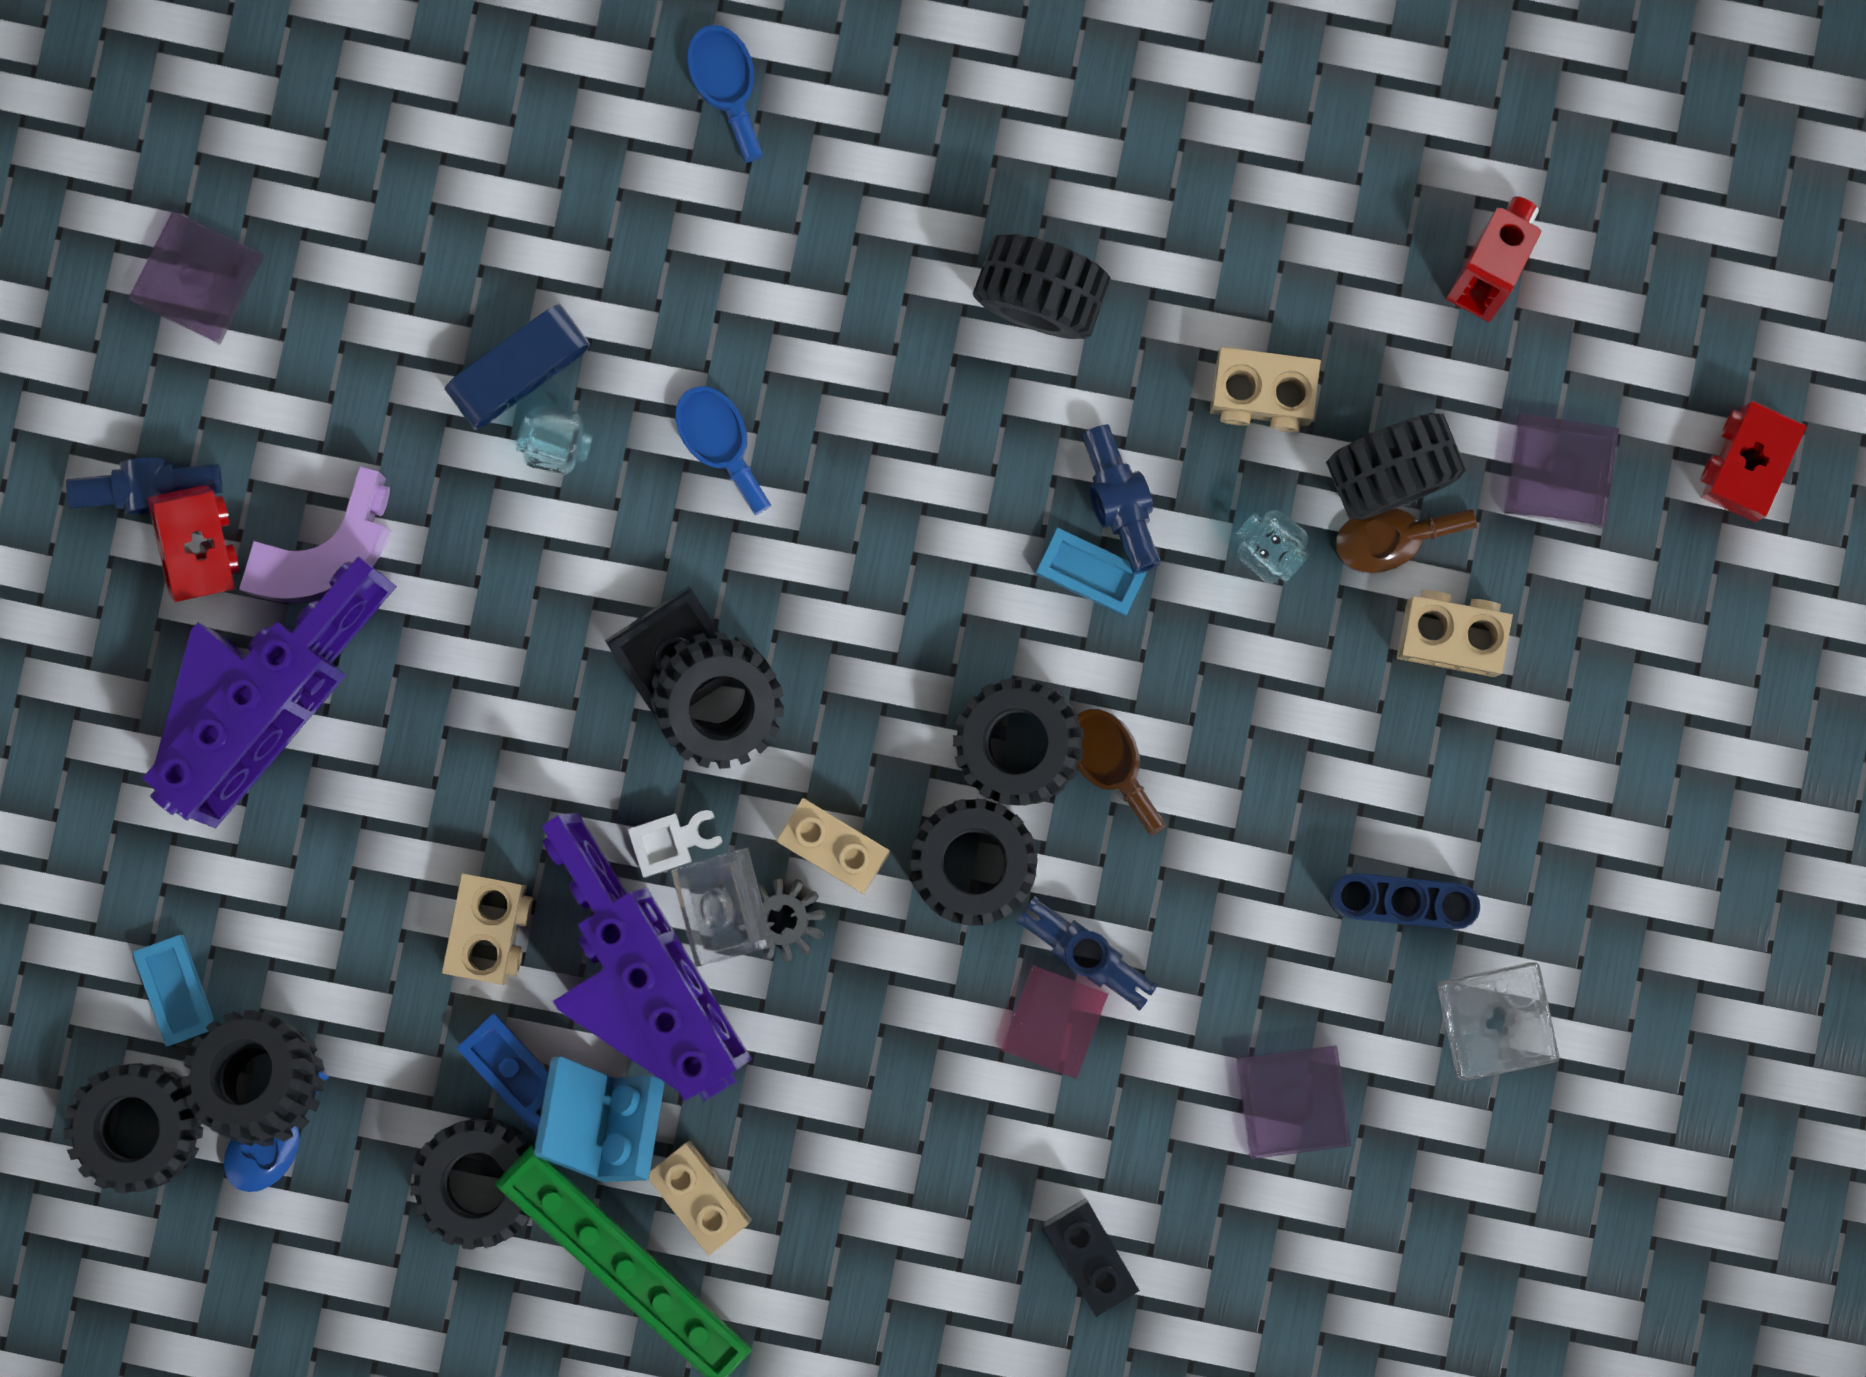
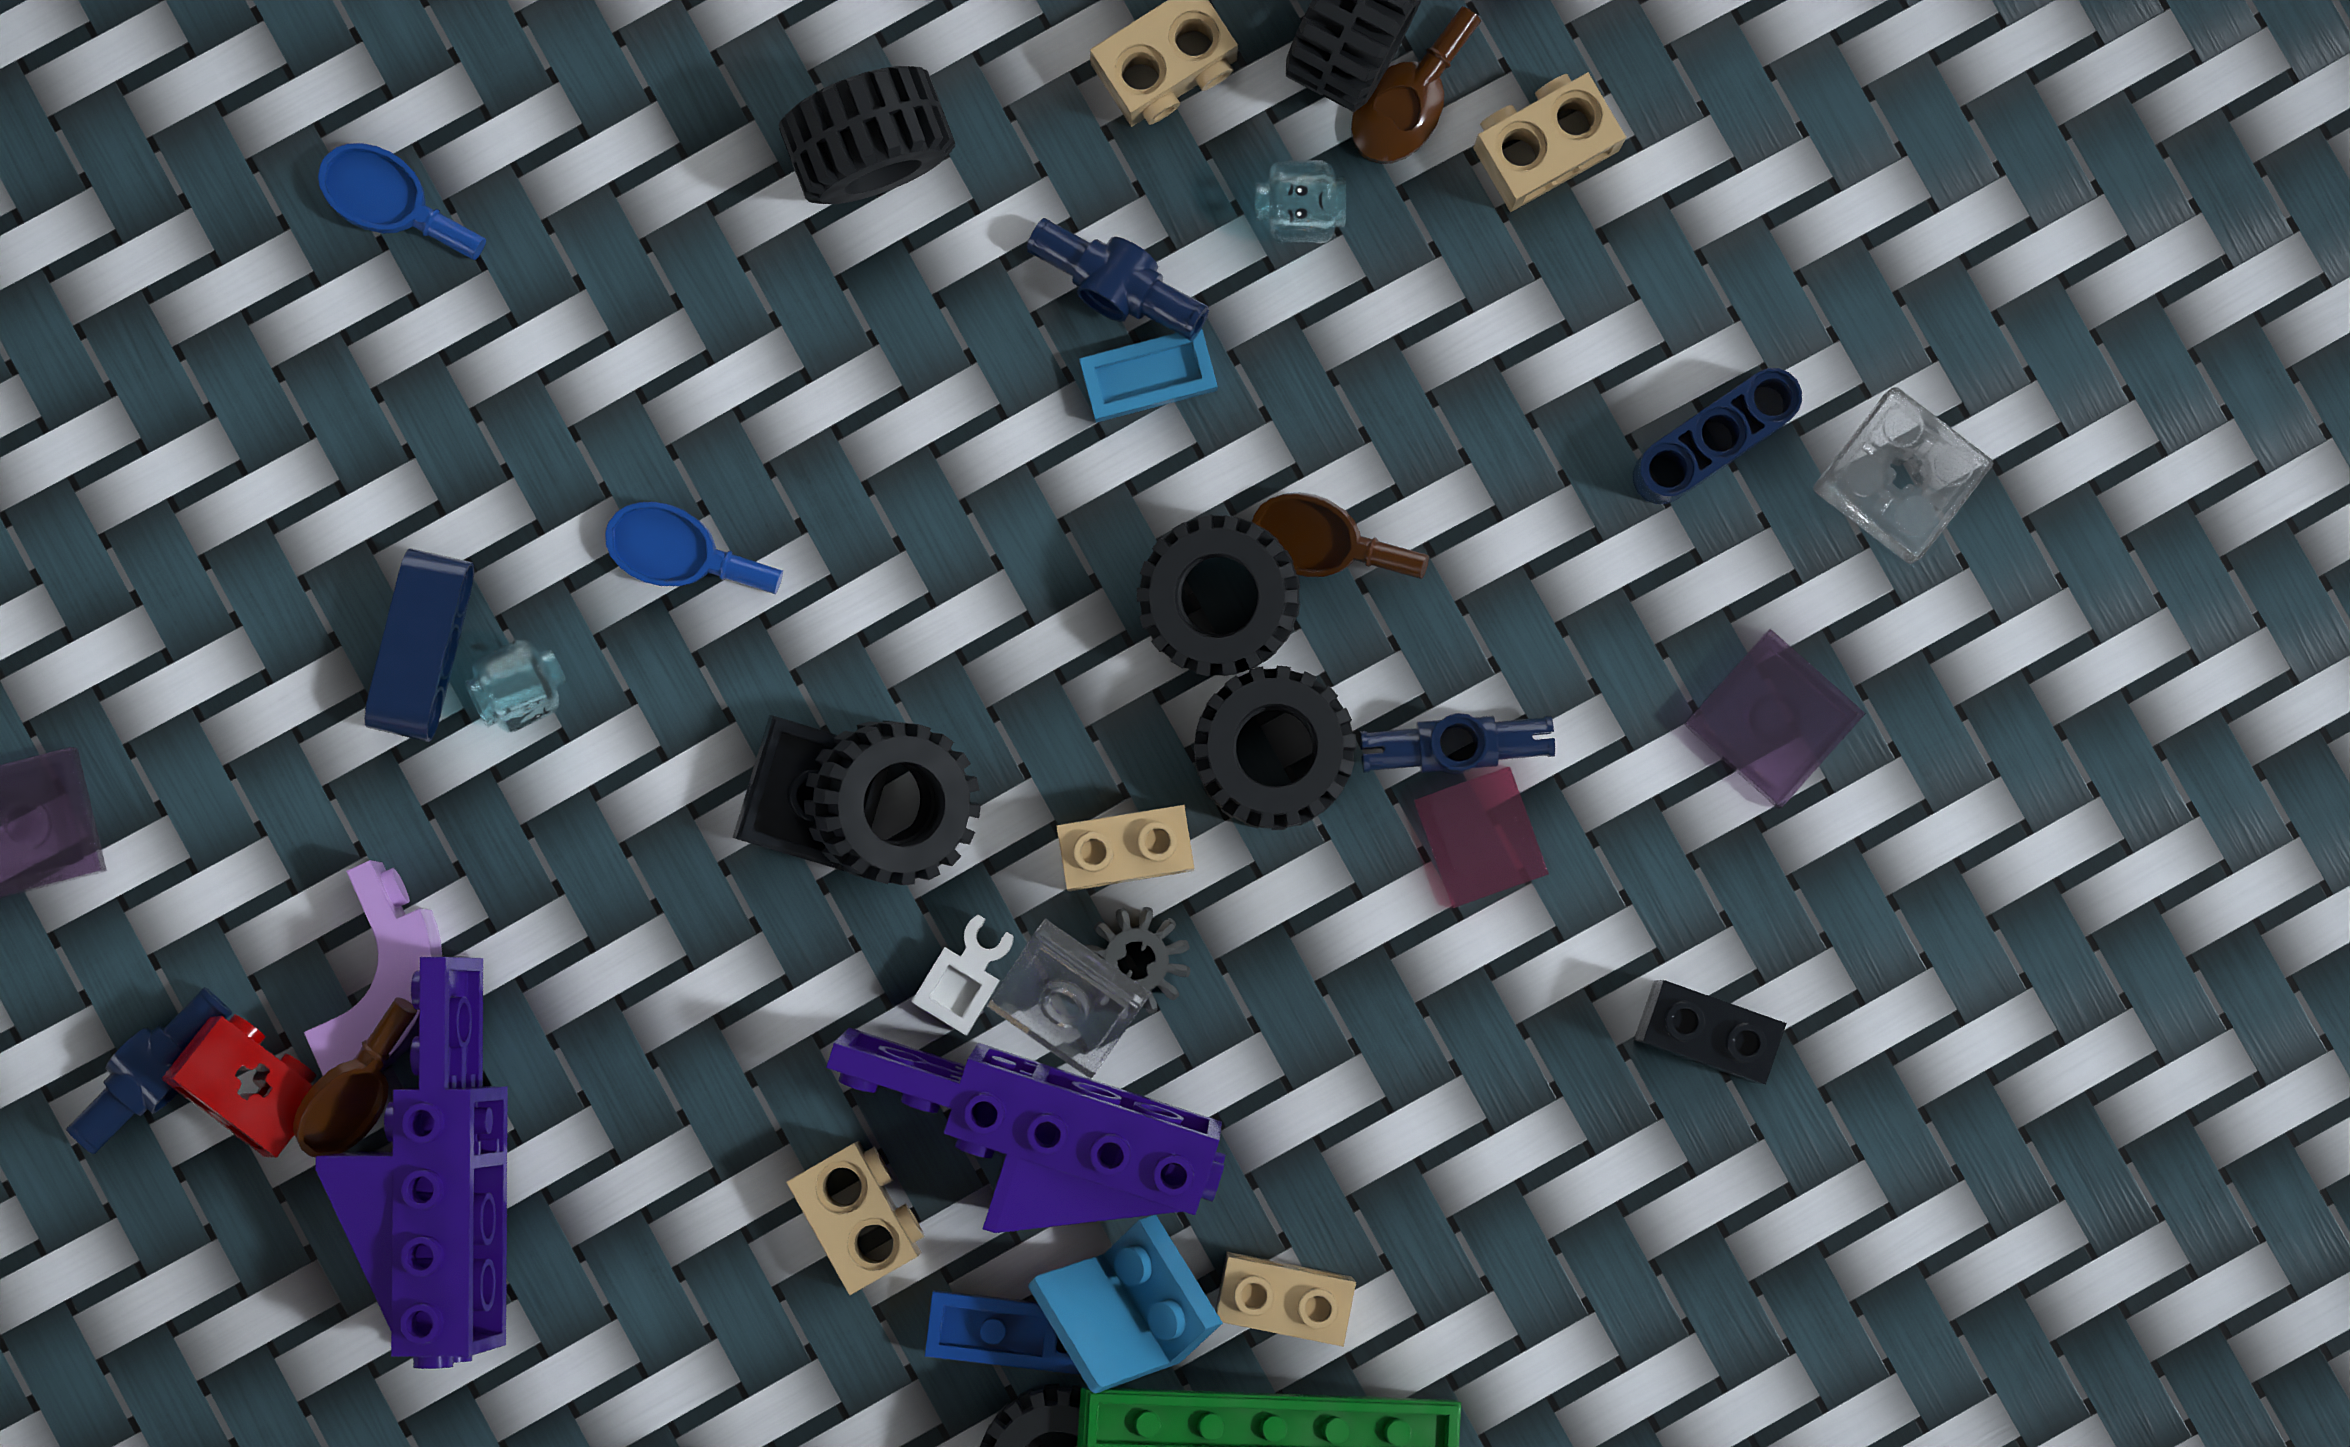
camera: 45 degrees left, 0 degrees up
(251, 603) = (353, 1094): none -> reddish brown piece

